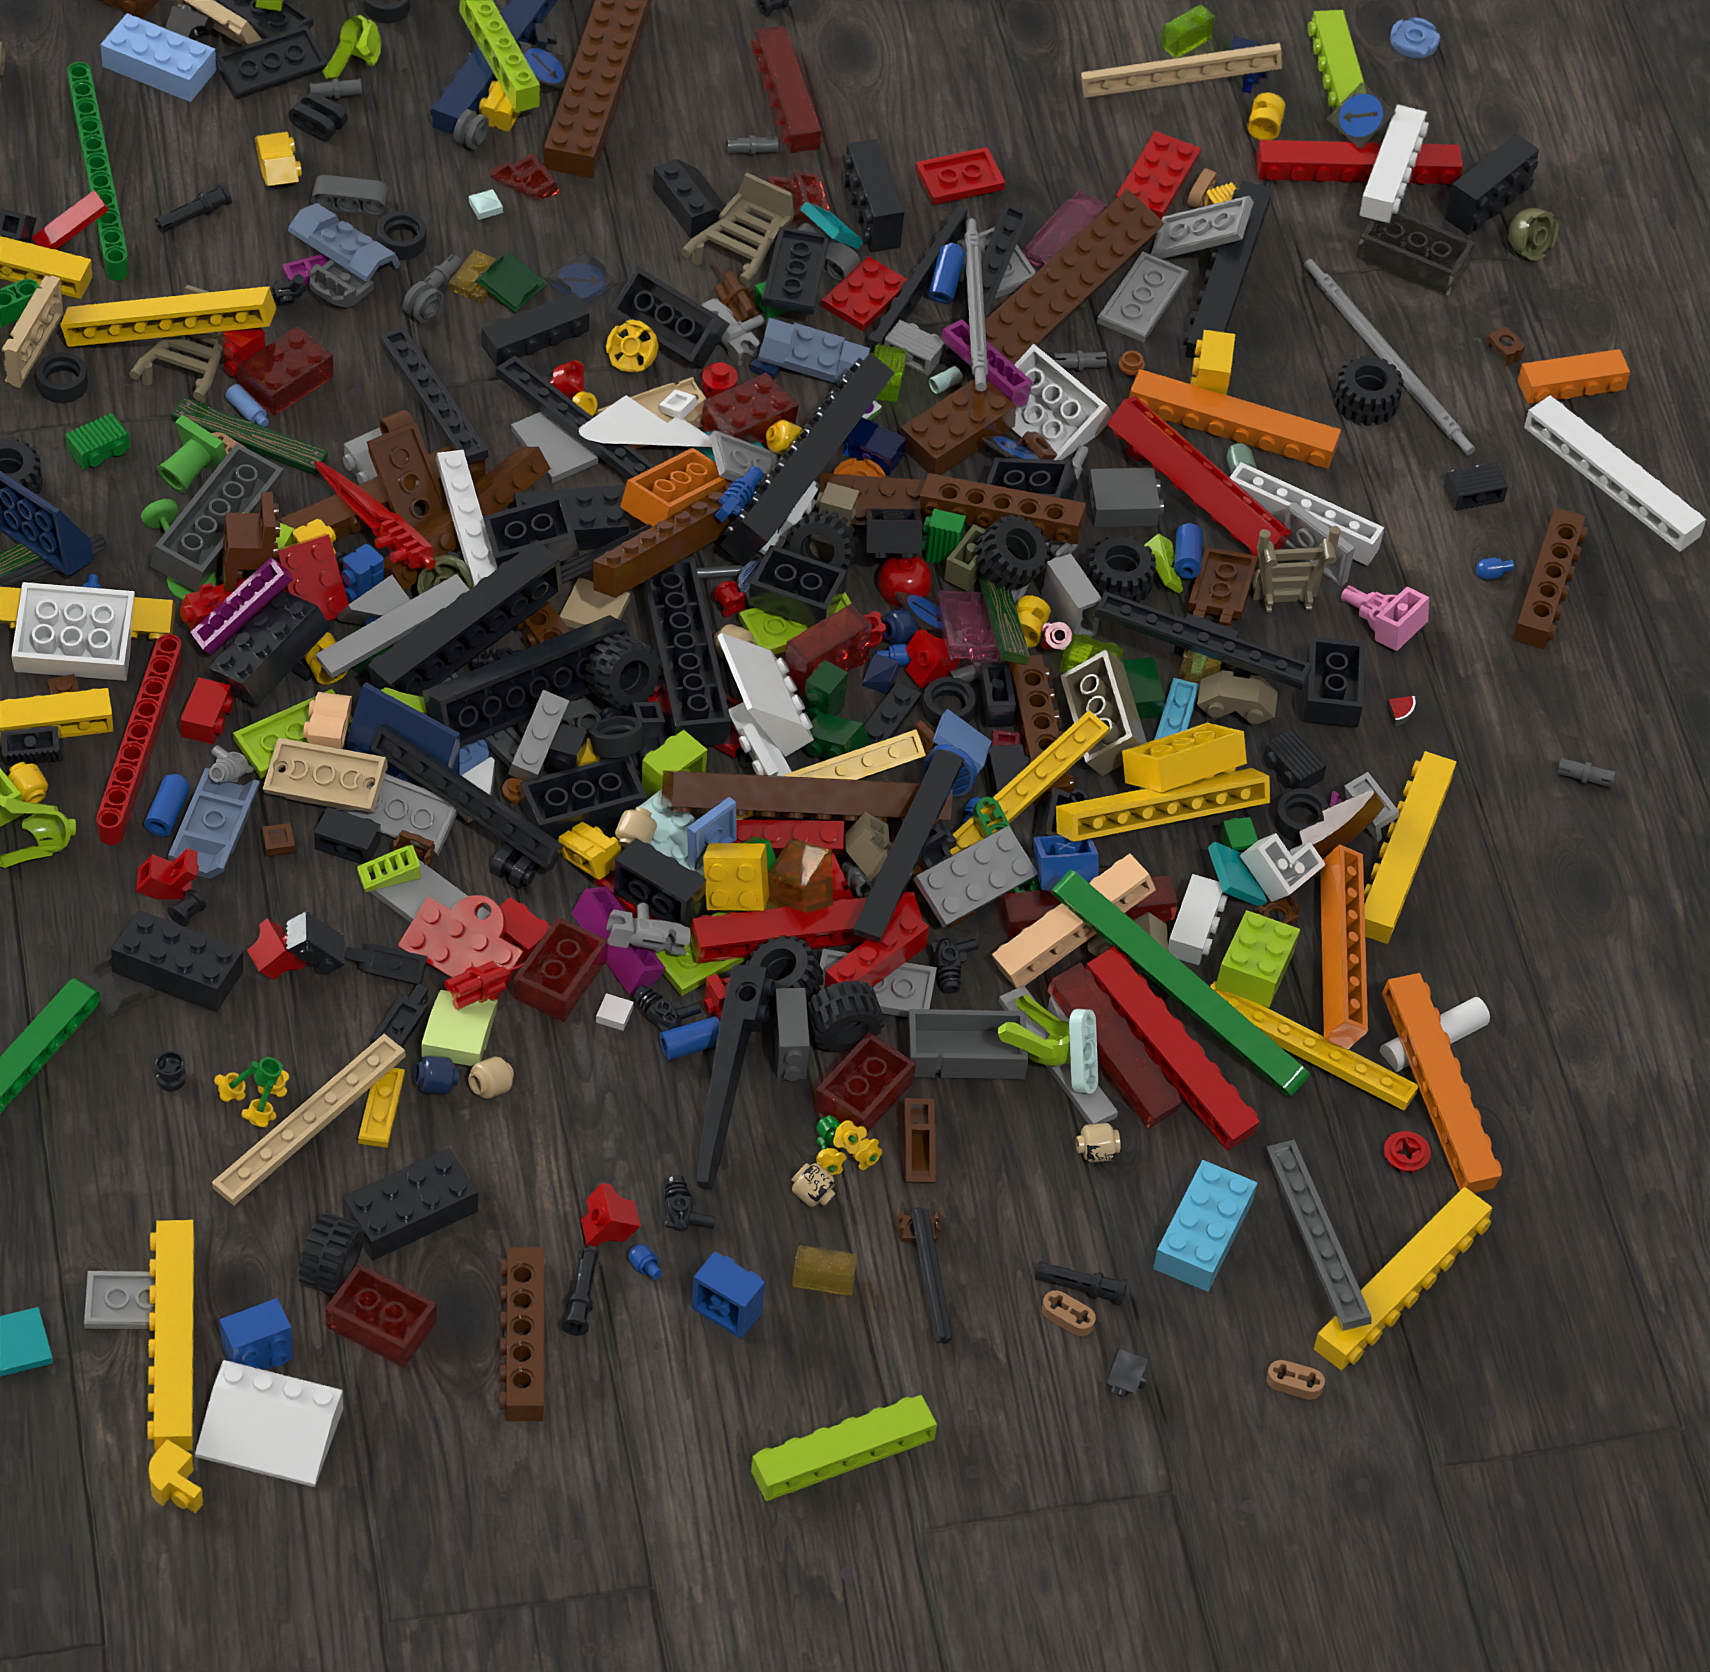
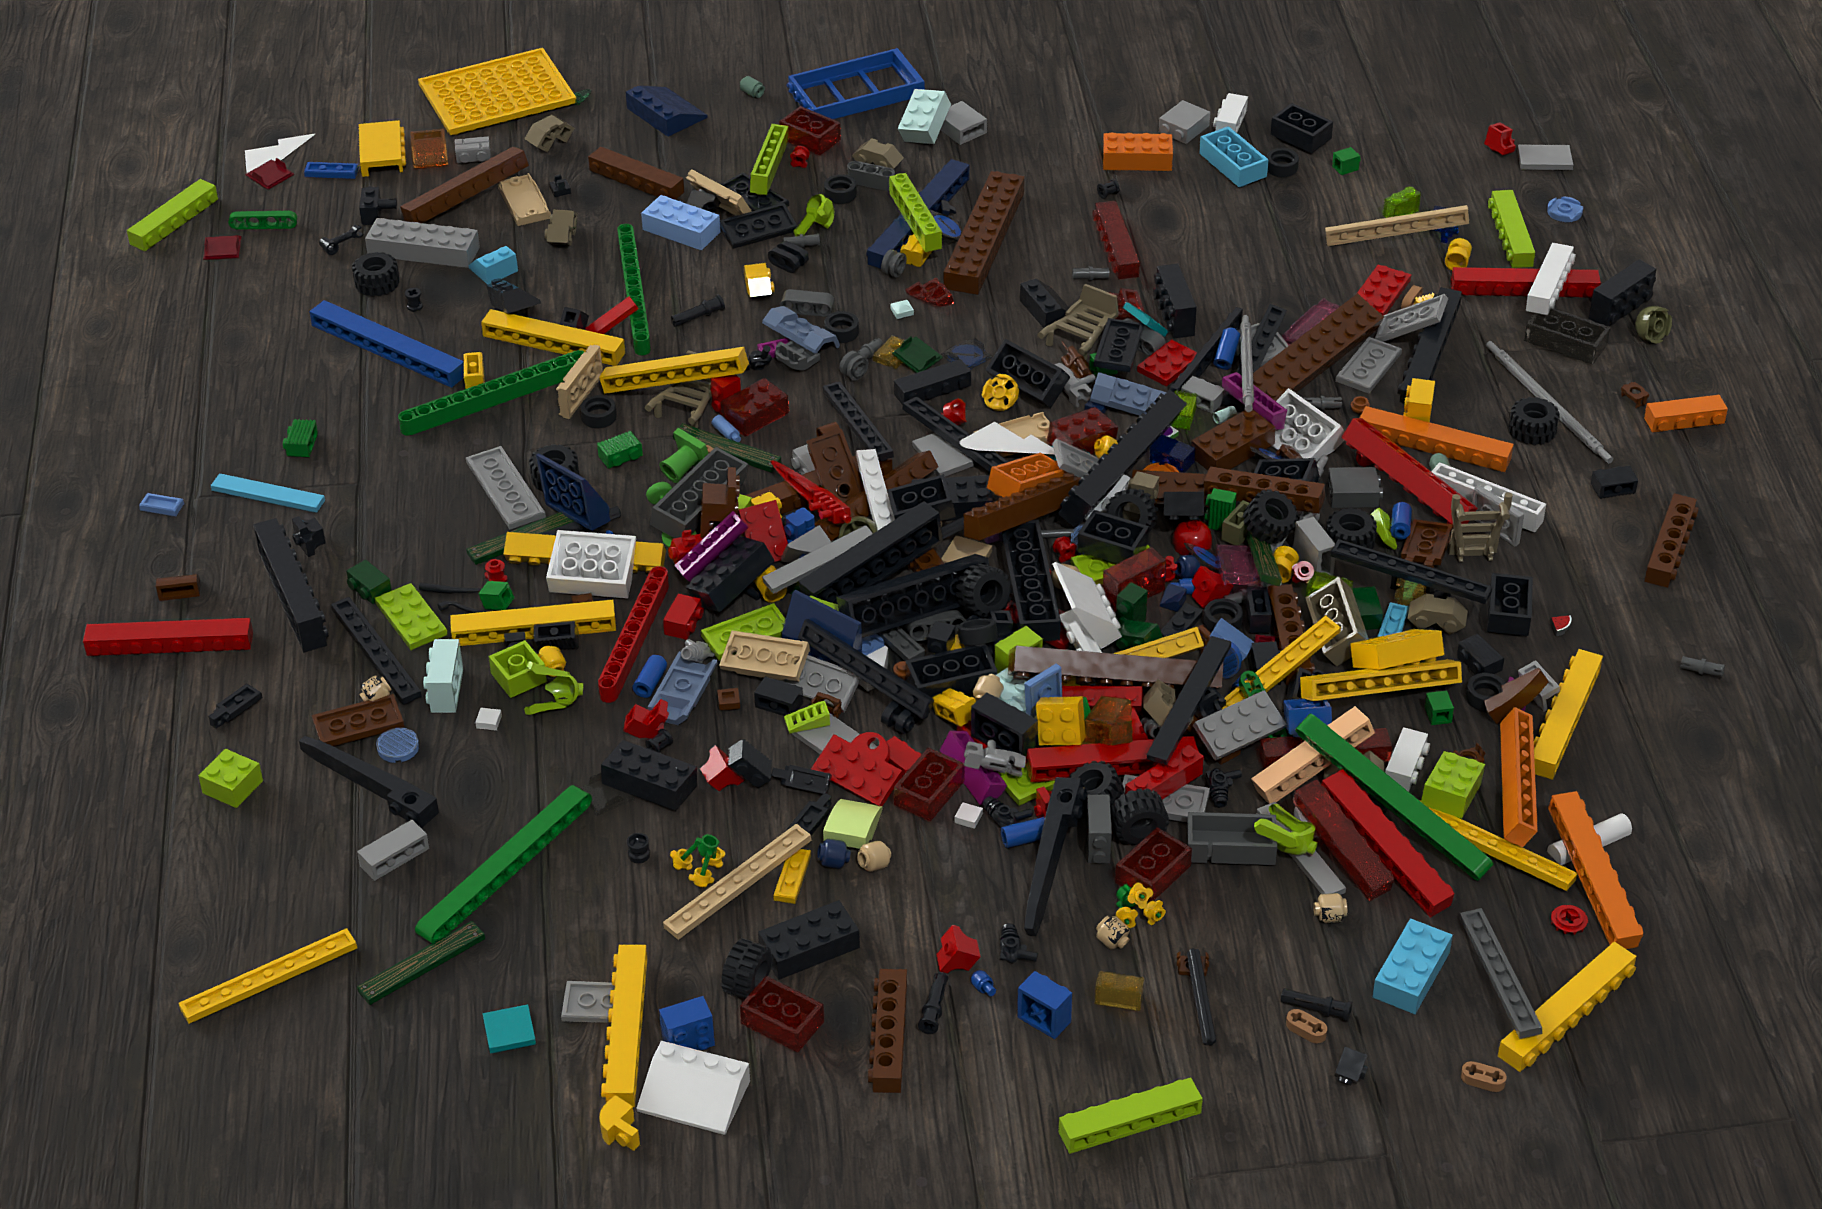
camera: 10 degrees right, 10 degrees down
(329, 720) = (769, 619): light nougat brick -> none
(477, 984) = (866, 792): red piece -> none
(538, 736) = (921, 625): light grey brick -> none
(586, 401) = (966, 425): yellow tile -> none
(678, 404) = (1032, 427): white tile -> none
(718, 378) = (1060, 410): red piece -> none
(739, 493) = (1072, 477): blue hinge -> none
(919, 1140) = (1194, 903): reddish brown slope -> none
(960, 175) = (1238, 291): red plate -> none
(1083, 1051) = (1319, 854): light aqua beam -> none
(1235, 875) = (1437, 728): teal tile -> none
(1278, 869) = (1467, 724): white brick -> none
(1361, 116) = (1527, 250): piece -> none
(1391, 616) = (1552, 564): bright pink brick -> none
(1493, 568) = (1628, 534): blue cylinder -> none
(1615, 473) = (1719, 474): white brick -> none

